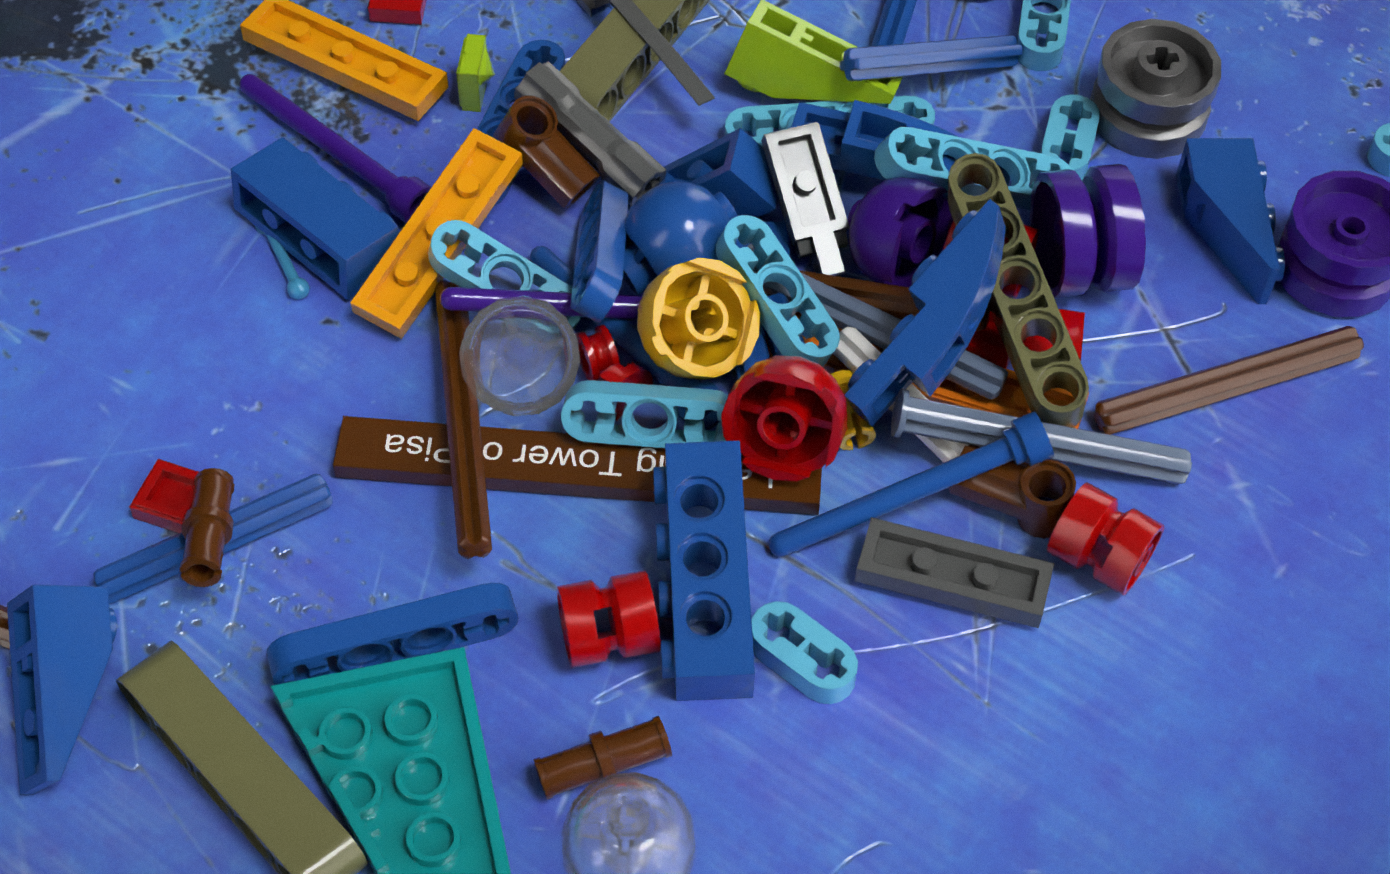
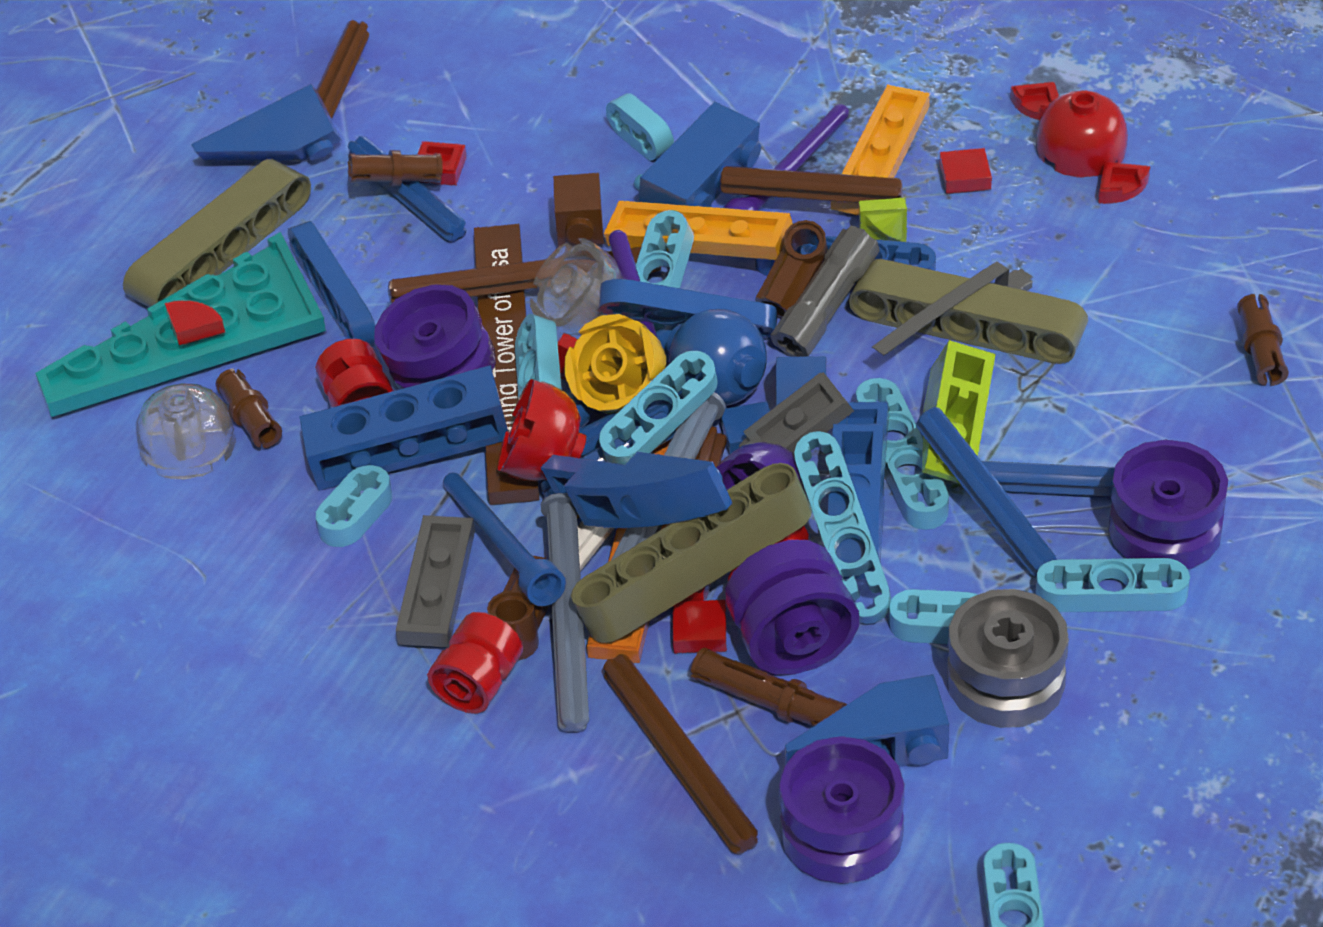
camera: 85 degrees right, 10 degrees down
(207, 267) = (639, 126): none -> medium azure beam
(359, 342) = (578, 208): none -> reddish brown brick
(406, 115) = (808, 185): none -> reddish brown axle
(436, 803) = (193, 321): none -> red tile
(573, 479) = (432, 336): none -> dark purple wheel
(1172, 273) = (786, 698): none -> reddish brown pin

